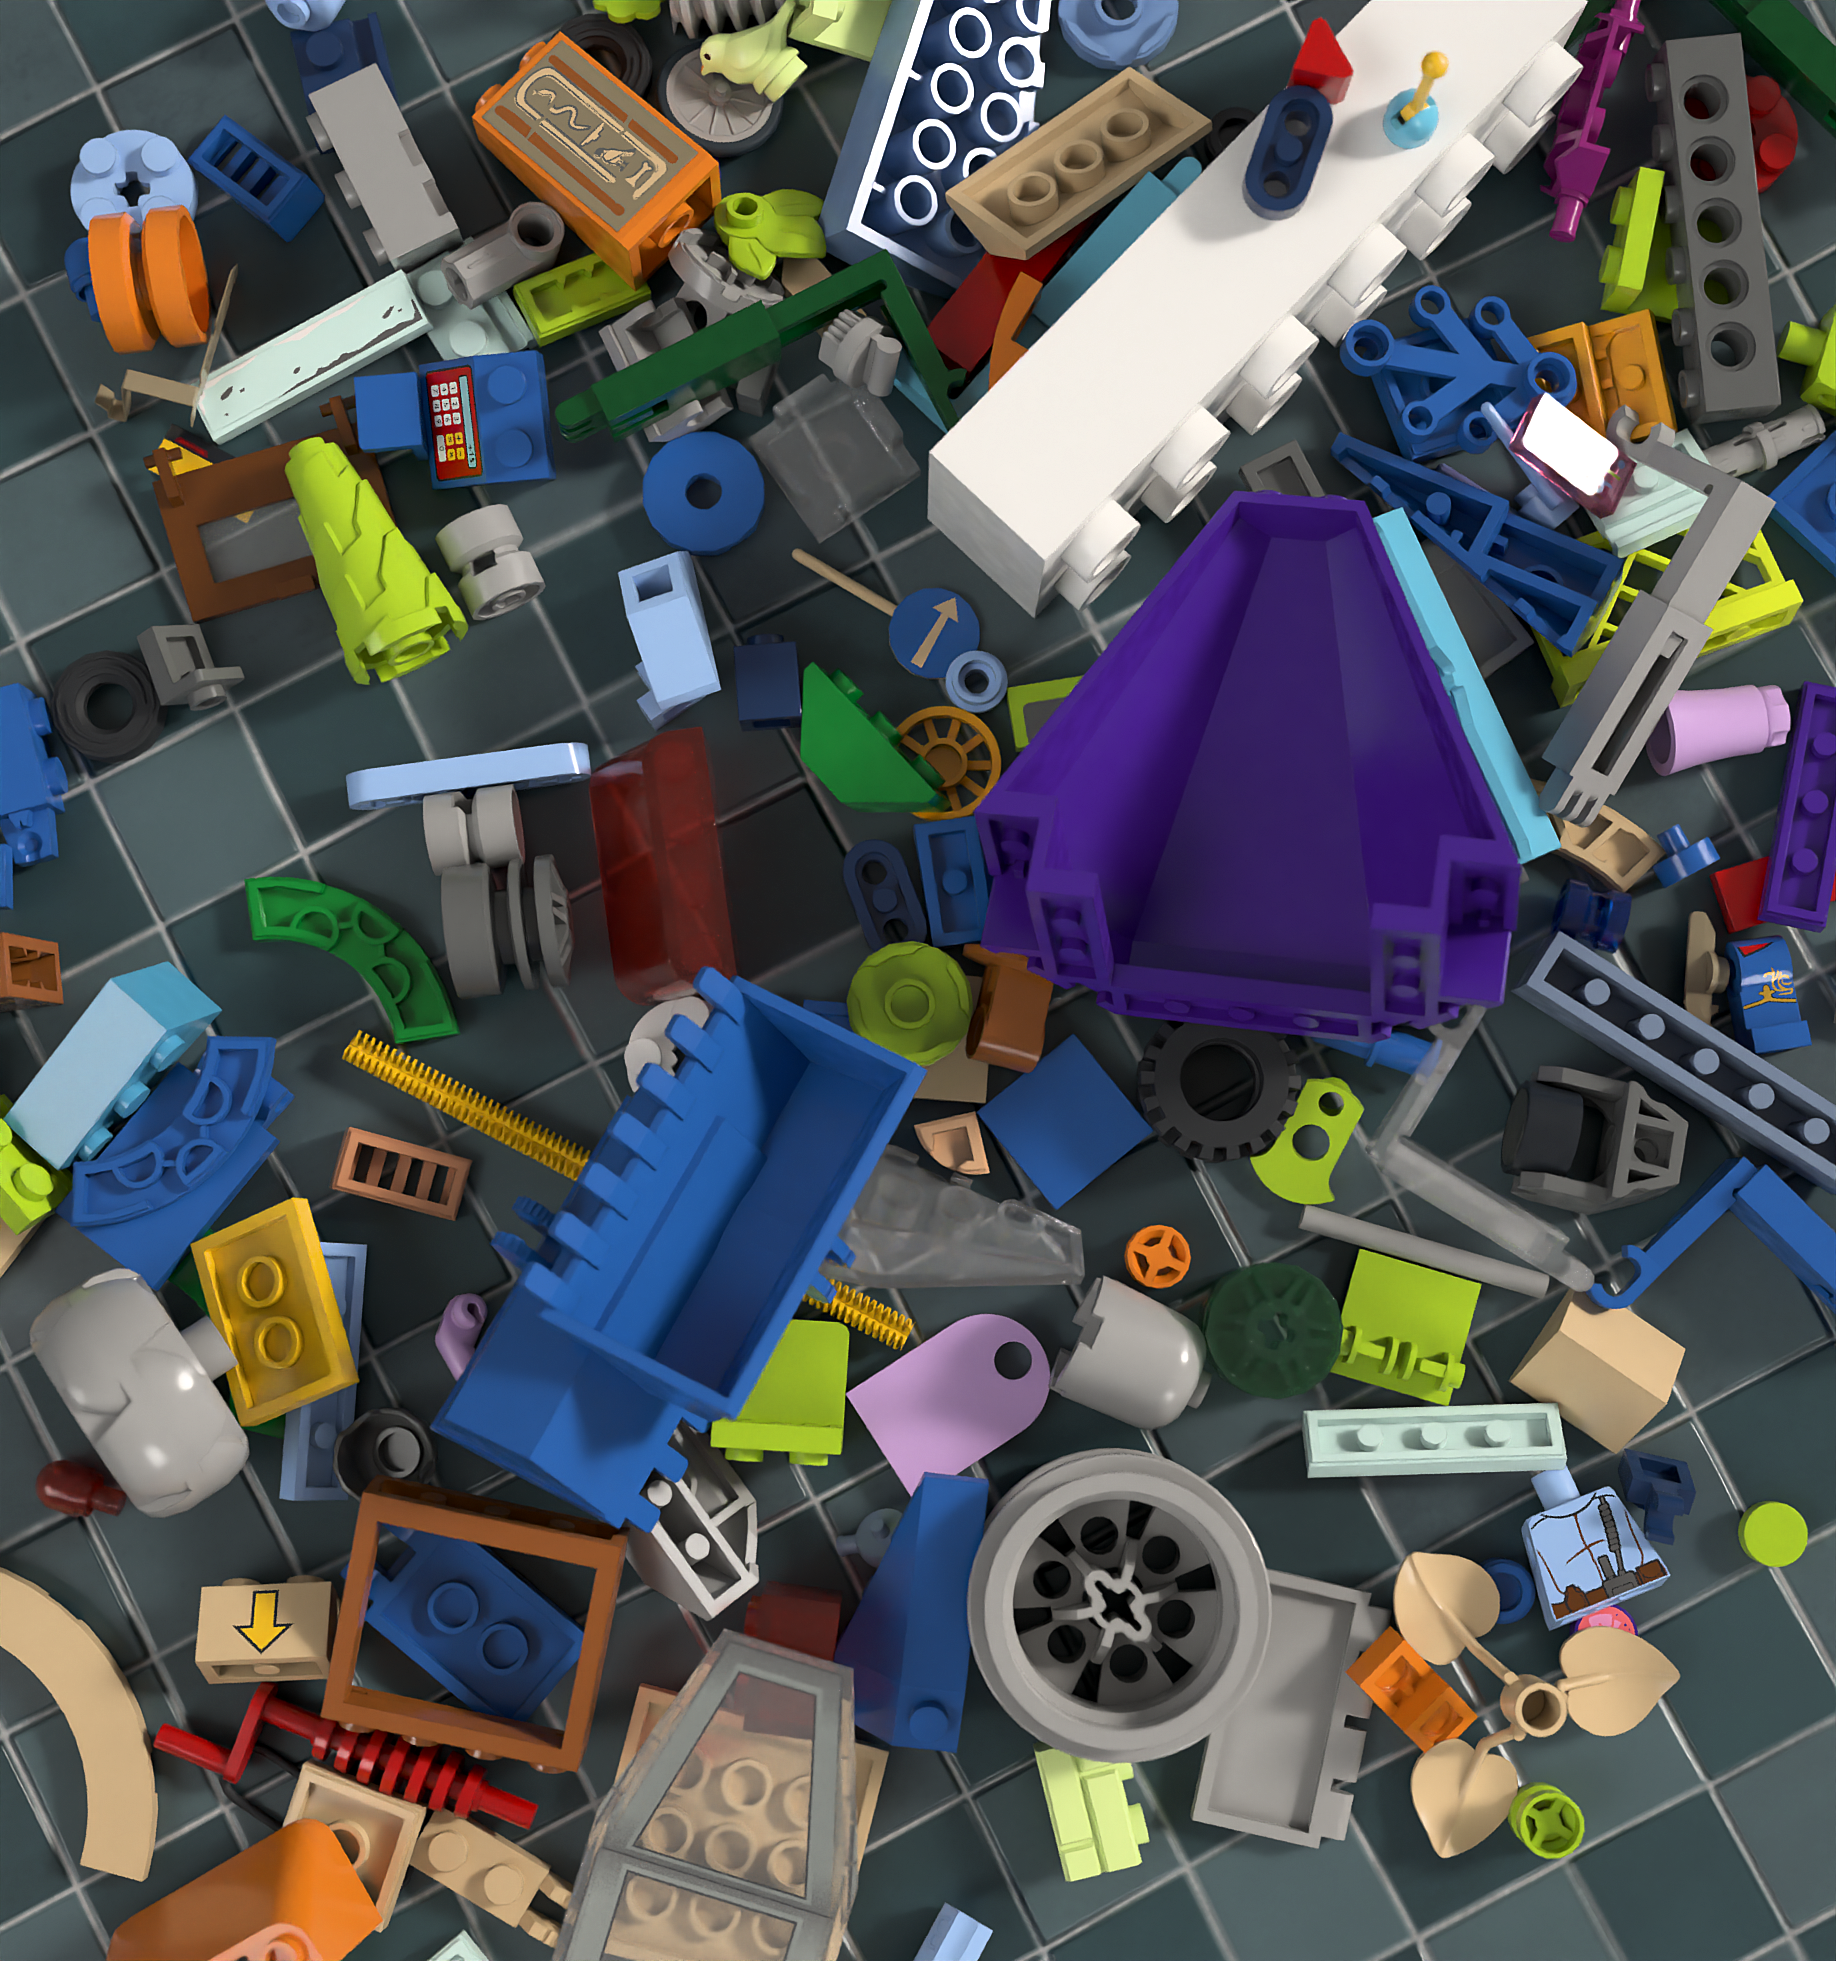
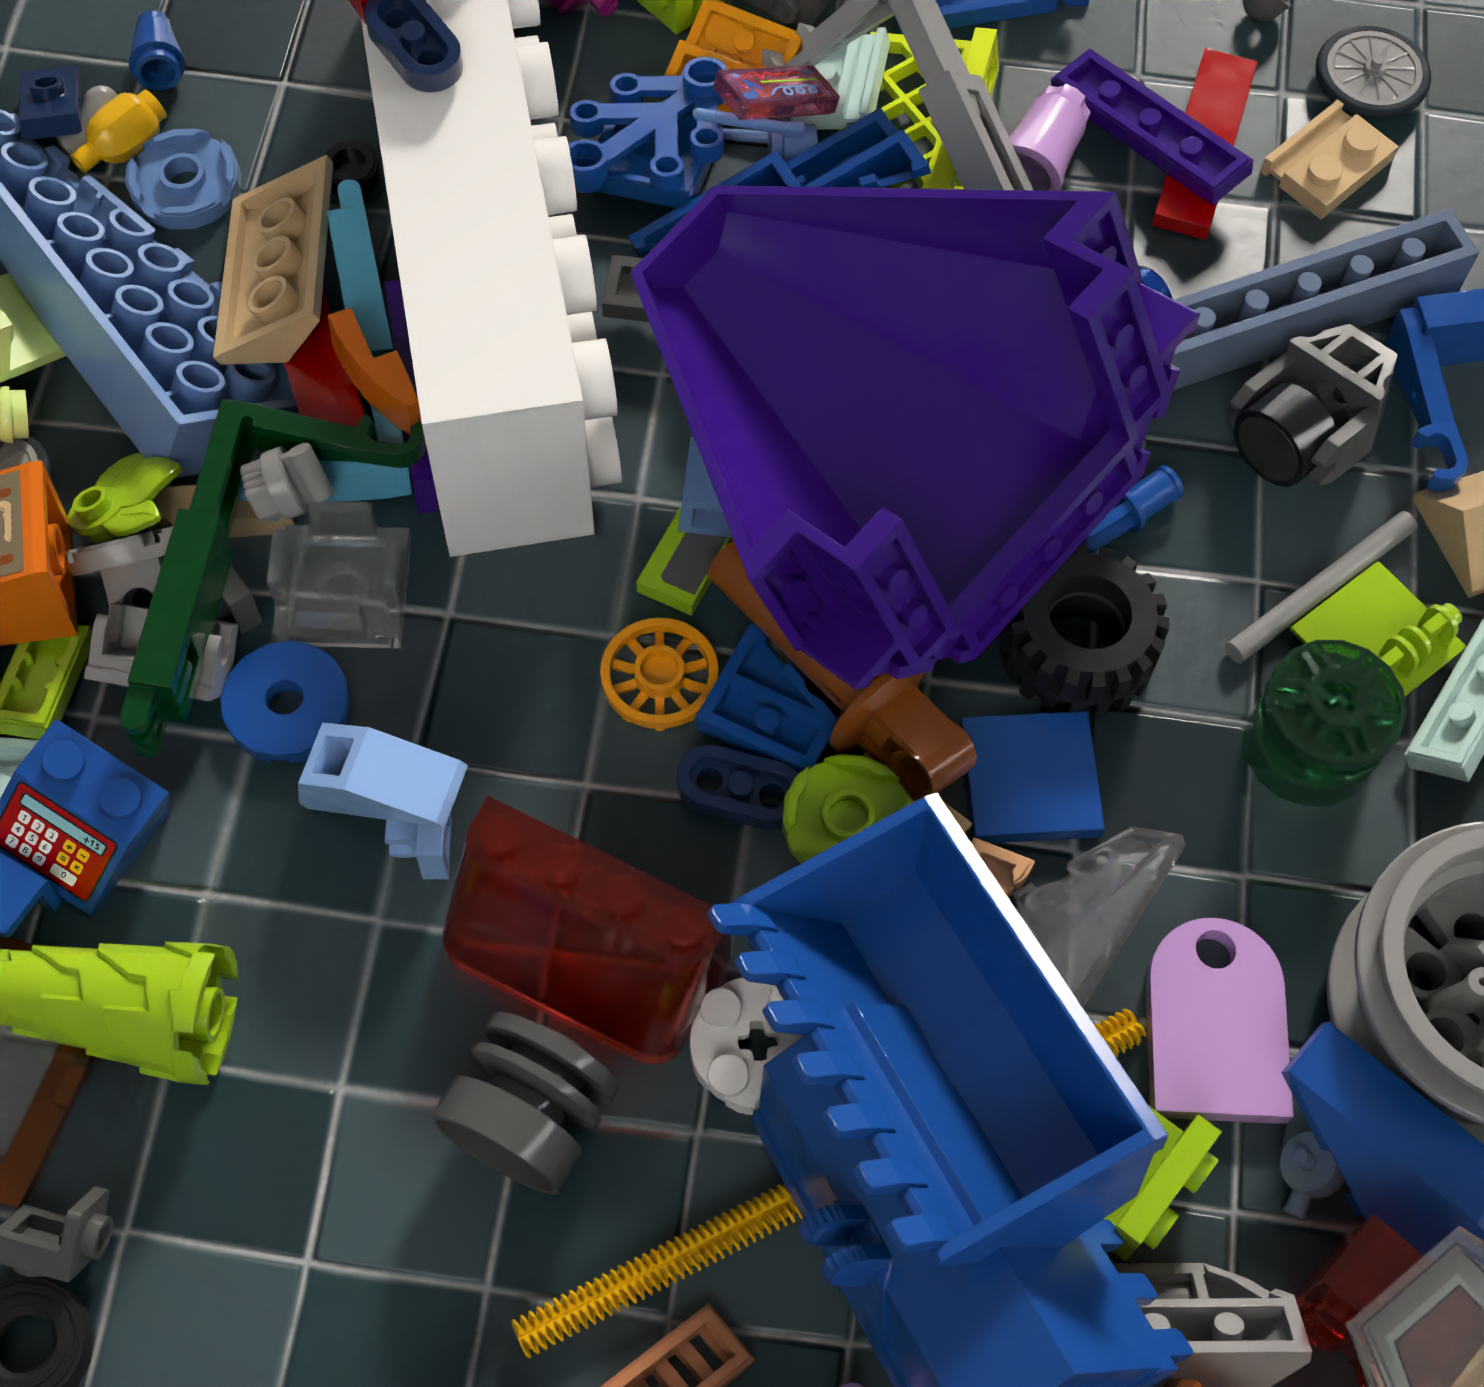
camera: 55 degrees left, 20 degrees down
(365, 939) = (430, 1259): green tile -> none
(473, 829) = (412, 1078): light grey wheel -> none
(487, 555) = (183, 899): light grey wheel -> none
(521, 767) = (359, 1057): light blue beam -> none
(768, 683) = (494, 747): dark blue brick -> none
(860, 753) = (607, 716): green slope -> none
(924, 629) = (538, 611): blue piece -> none
(981, 663) = (612, 586): light blue plate -> none
(1132, 1358) = (1277, 844): light grey cylinder -> none
(1170, 1252) = (1201, 762): orange wheel -> none
(1304, 1178) = (1207, 627): lime piece -> none
(1454, 1188) = (1286, 522): clear hinge -> none
(1682, 856) = (1137, 219): blue tile -> none
(1704, 969) = (1224, 262): dark tan piece -> none
(1764, 996) = (1266, 236): blue leg -> none

